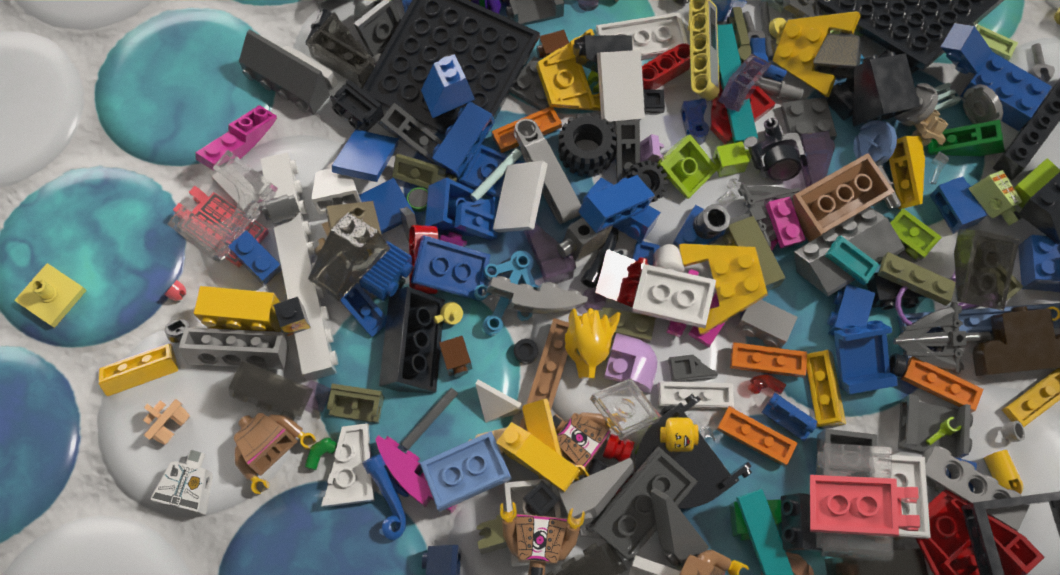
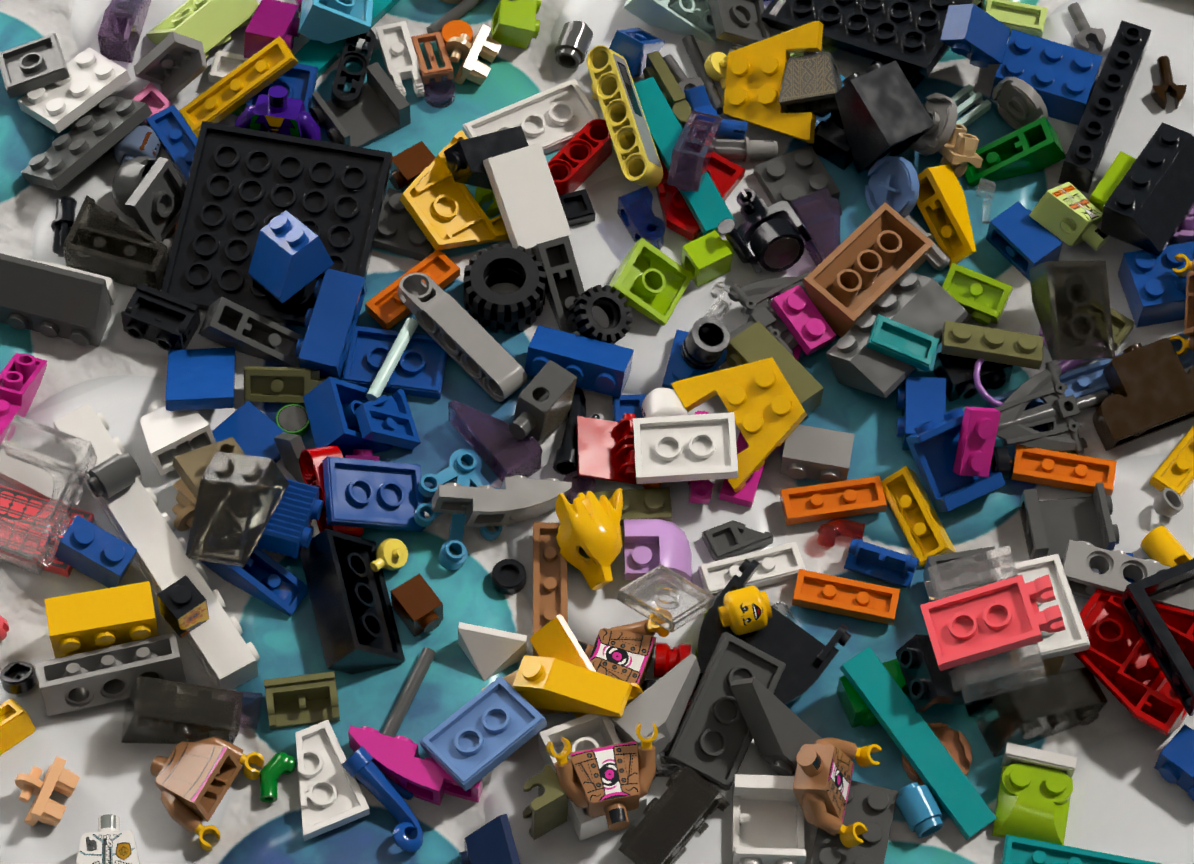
camera: 20 degrees left, 10 degrees down
(520, 197) = (437, 377): white tile -> none
(541, 499) = (593, 733): black tile -> none
(615, 203) = (572, 348): blue brick -> none
(650, 148) = (594, 270): lavender tile -> none
(886, 350) = (976, 441): none -> dark pink plate
(945, 429) = (1083, 524): lime hand -> none

